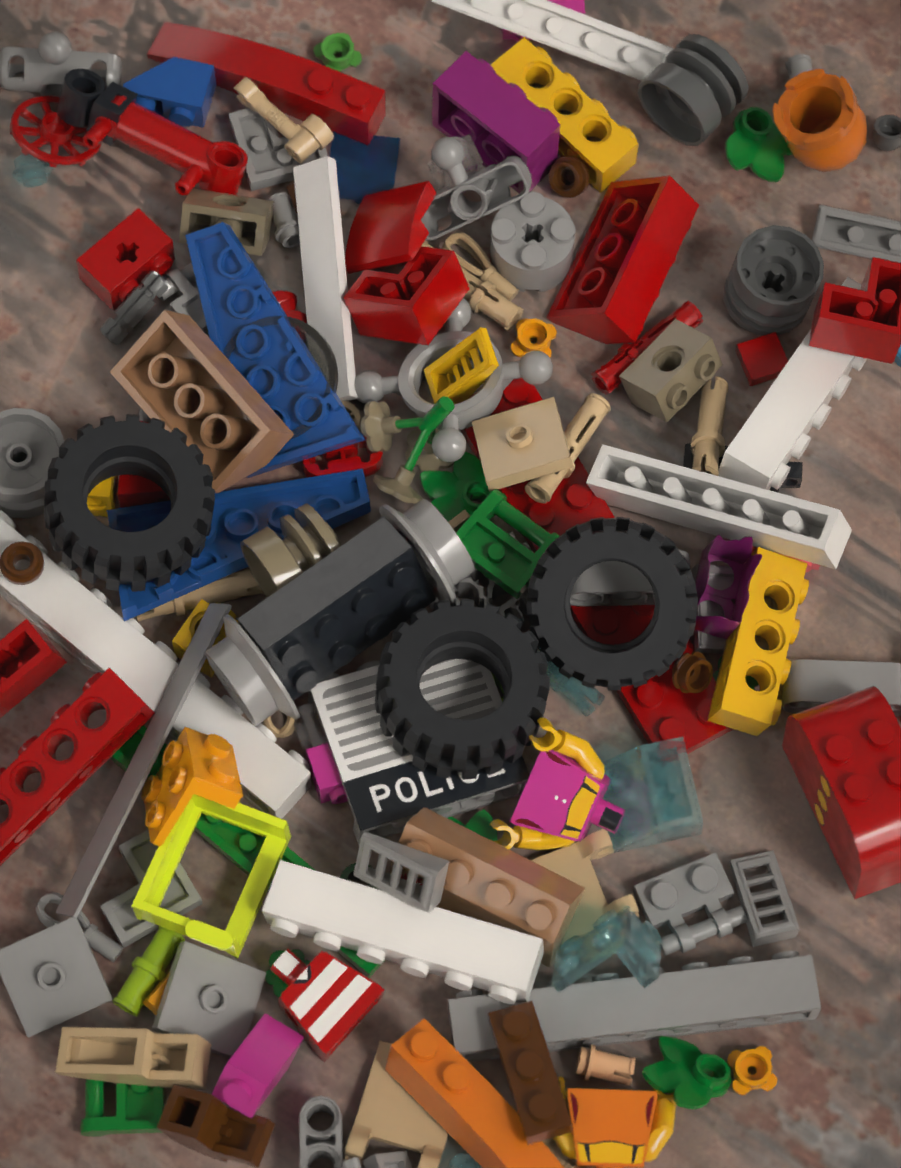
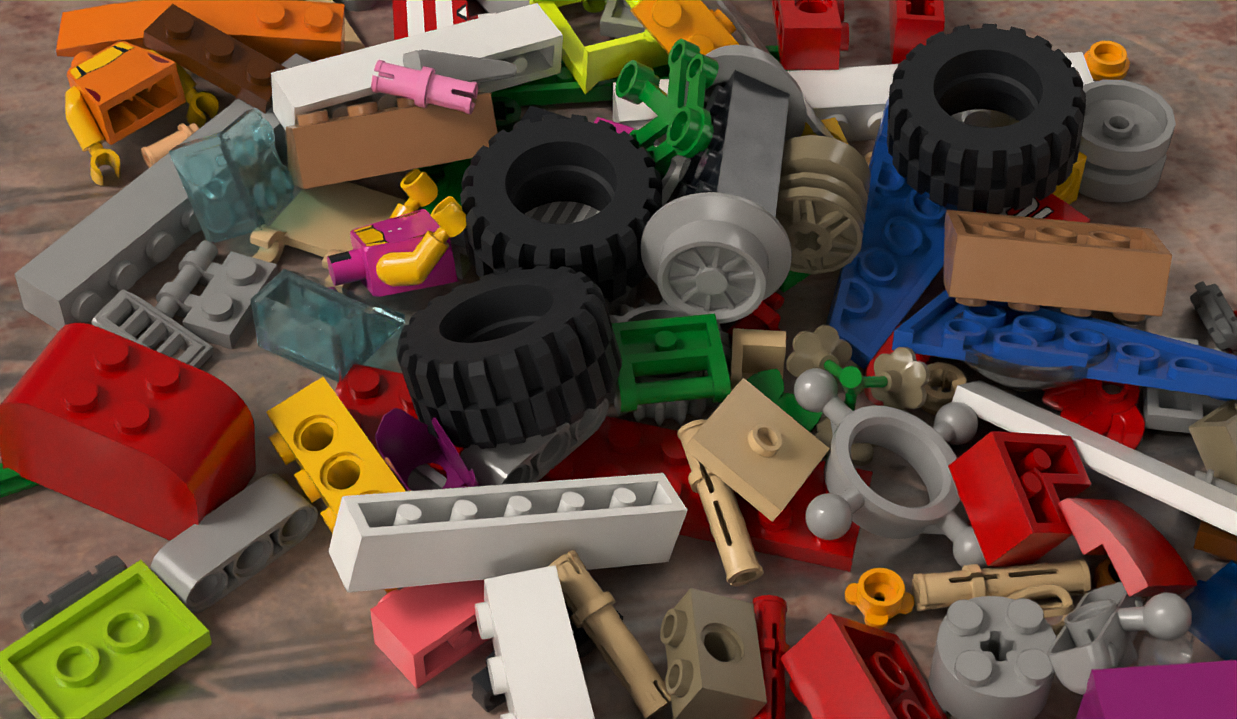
camera: 135 degrees right, 20 degrees down
(350, 632) = (687, 126): none -> green plant
(441, 371) = (895, 478): yellow slope -> none
(456, 849) = (424, 87): none -> bright pink pin
(688, 1073) = (96, 172): green plate -> none
(692, 673) = (383, 402): reddish brown plate -> none
(759, 1059) = (43, 226): light orange plate -> none

